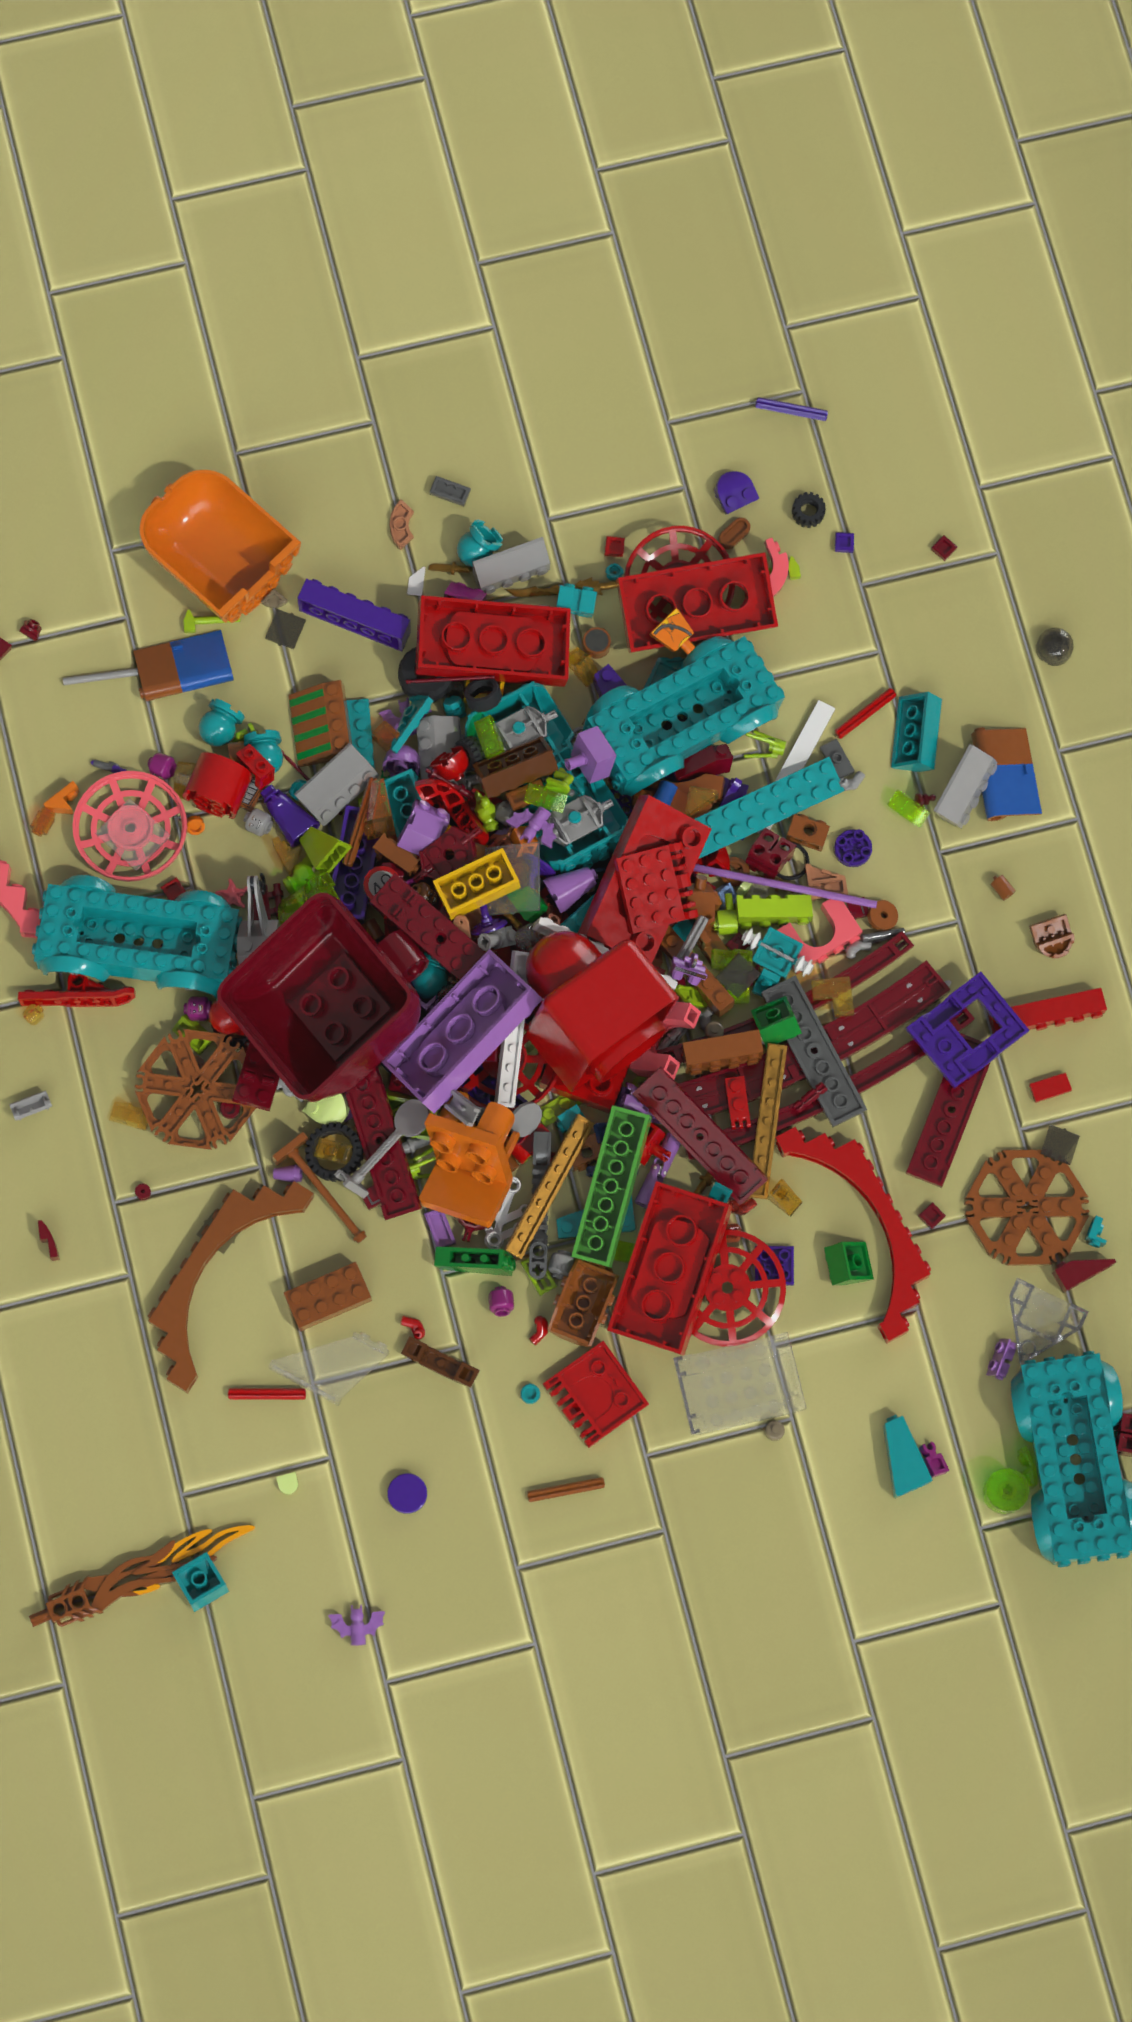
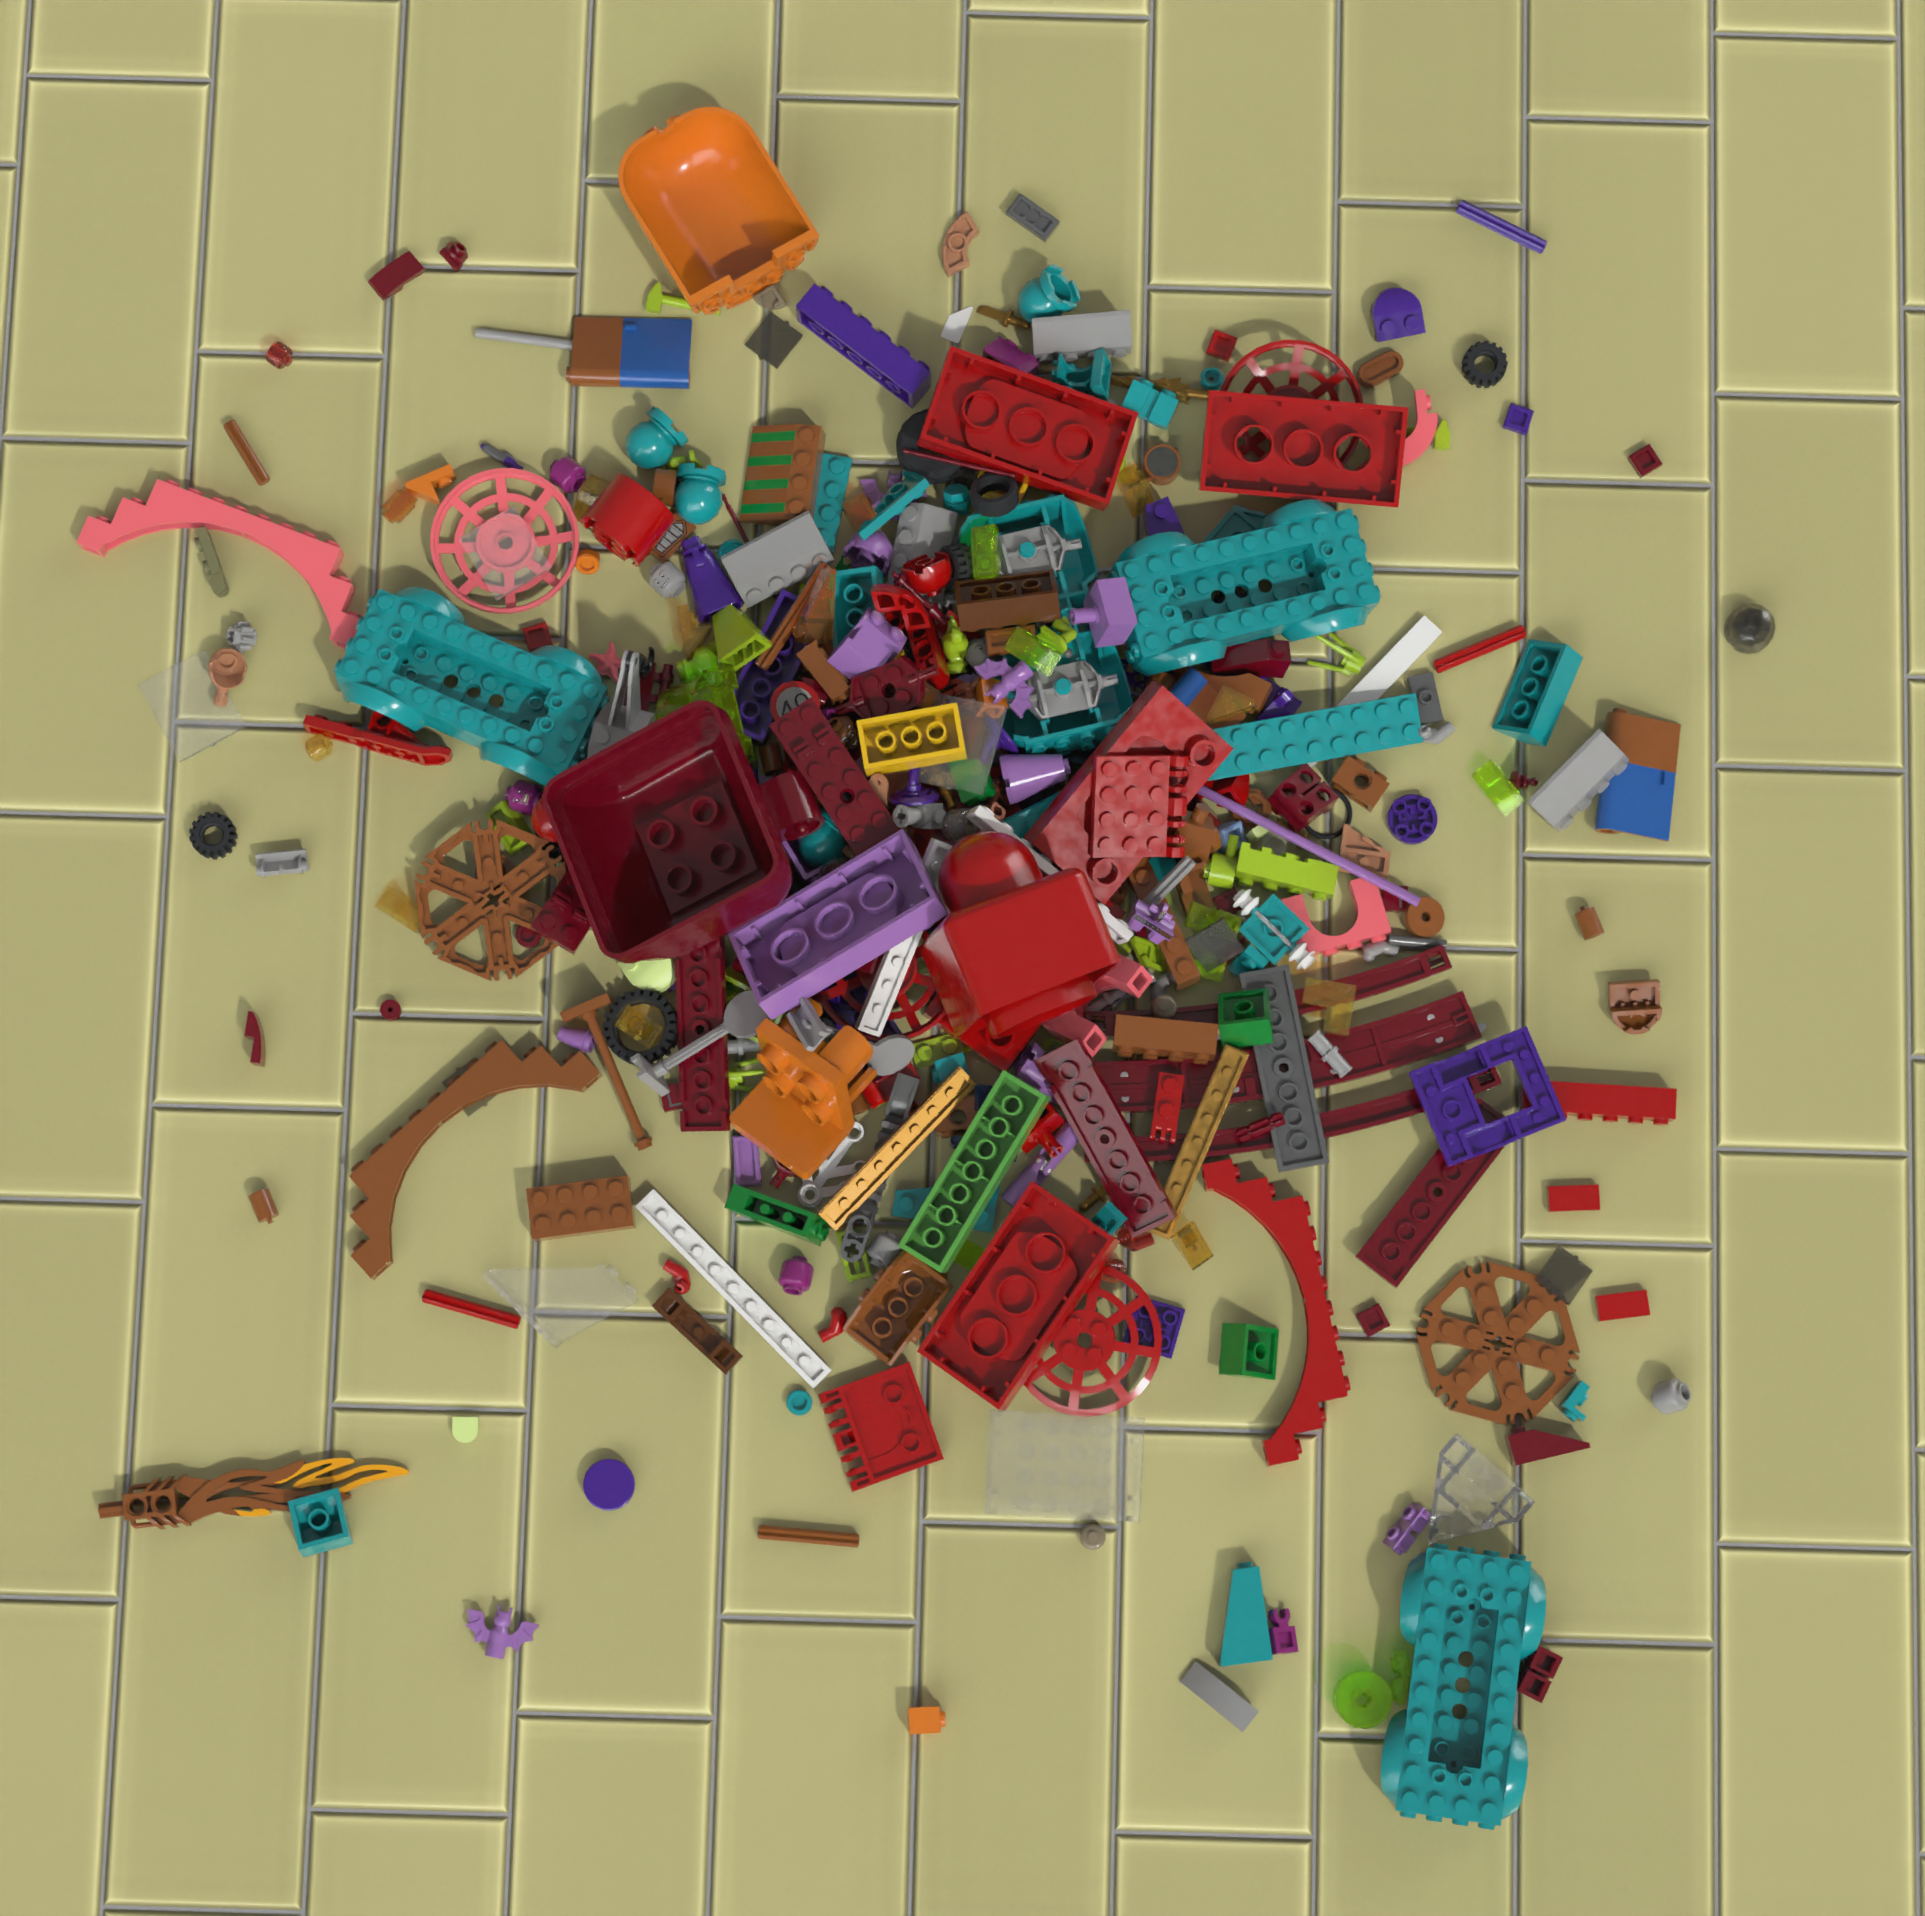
camera: 20 degrees right, 5 degrees up
(89, 1361) = (263, 1205): none -> dark orange piece
(258, 765) = (683, 508): red bracket -> none
(457, 1324) = (733, 1288): none -> white plate
(528, 594) = (1088, 380): none -> teal tile
(674, 632) = (1261, 480): orange torso -> none
(692, 1598) = (926, 1719): none -> orange brick
(844, 1031) = (1330, 1053): none -> light grey pin
(901, 1519) = (1219, 1696): none -> light grey slope
(1108, 1154) = (1622, 1305): none -> red tile

